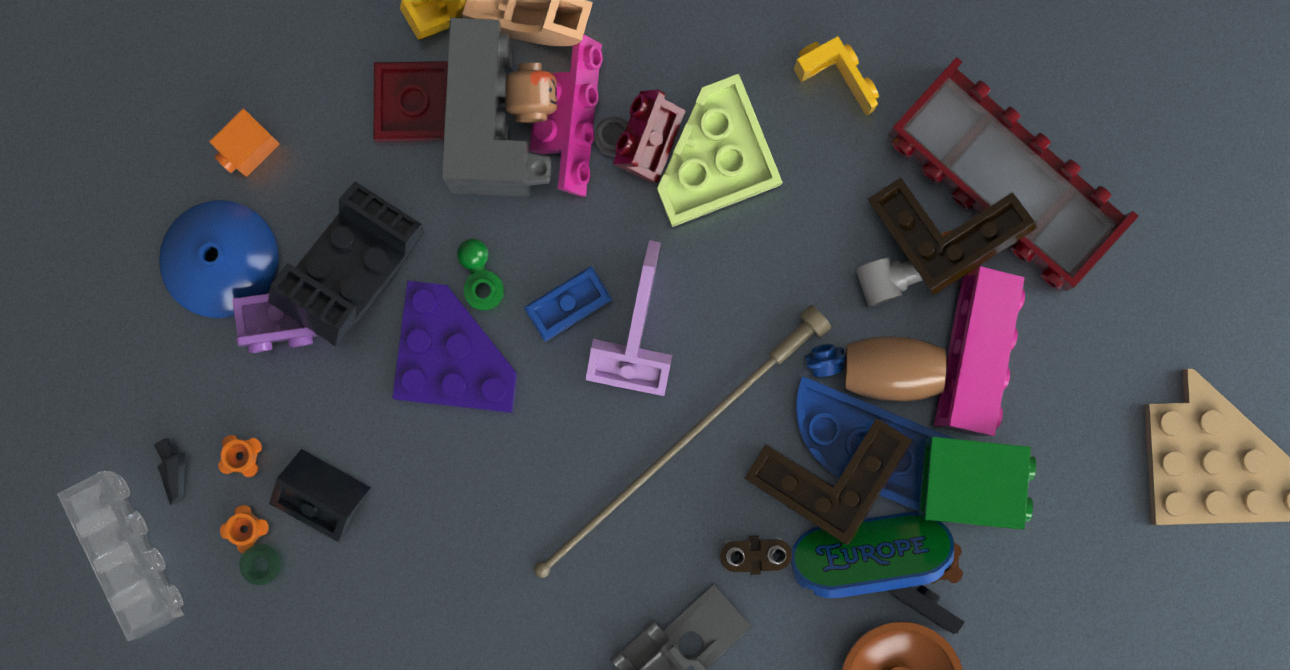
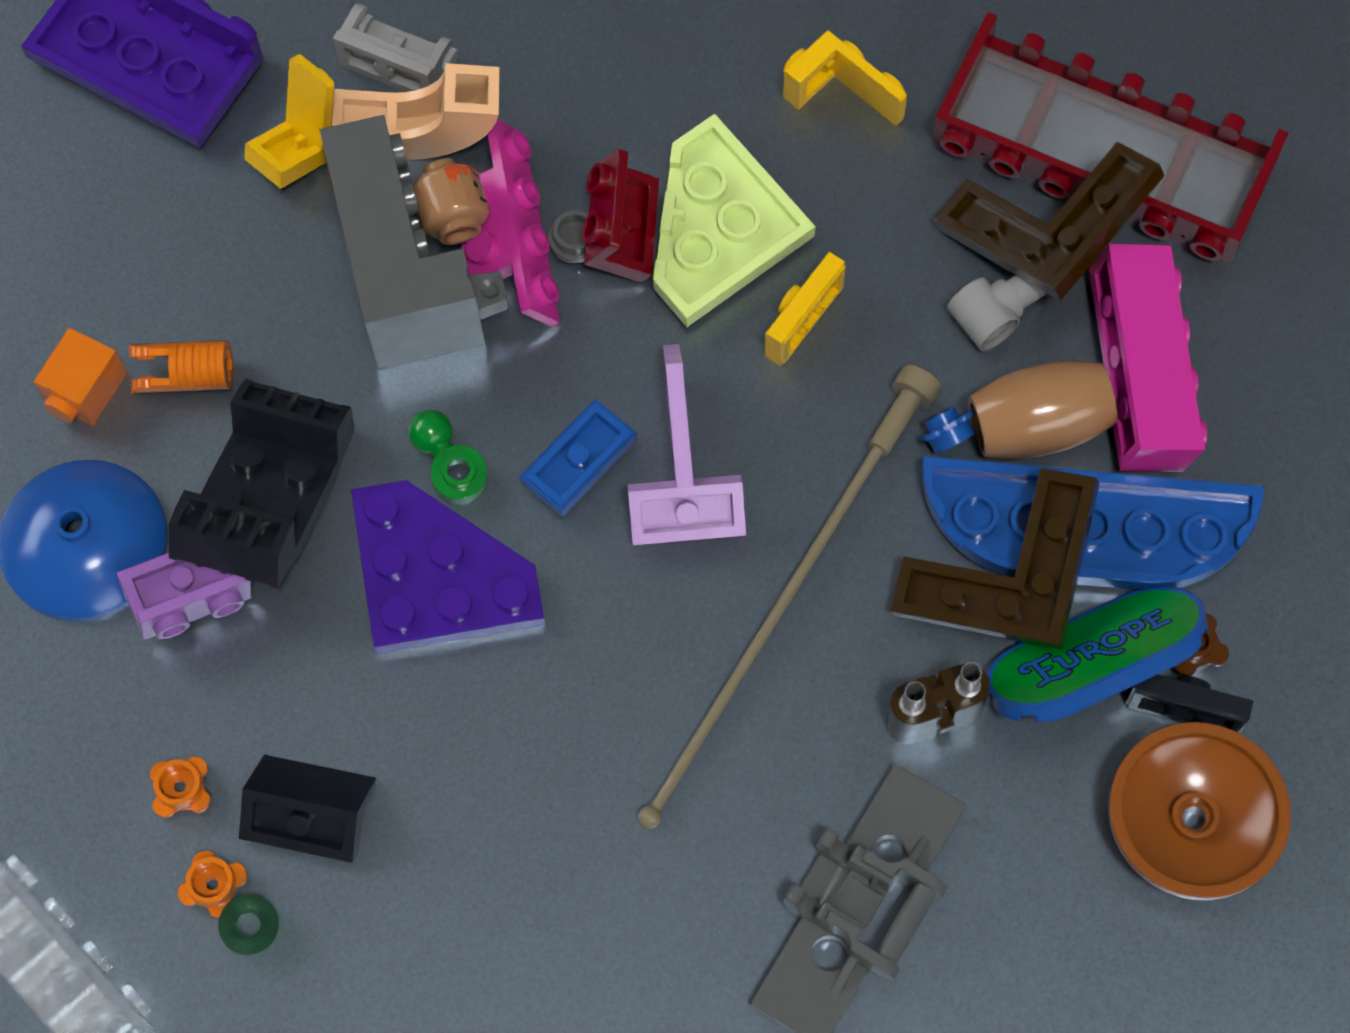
camera: 15 degrees left, 15 degrees down
(171, 470) = (87, 834): black bar -> none
(321, 155) = (190, 366): none -> orange hinge
(409, 101) = (294, 269): dark red tile -> none
(754, 240) = (803, 308): none -> yellow plate
(976, 483) = (1202, 516): green brick -> none

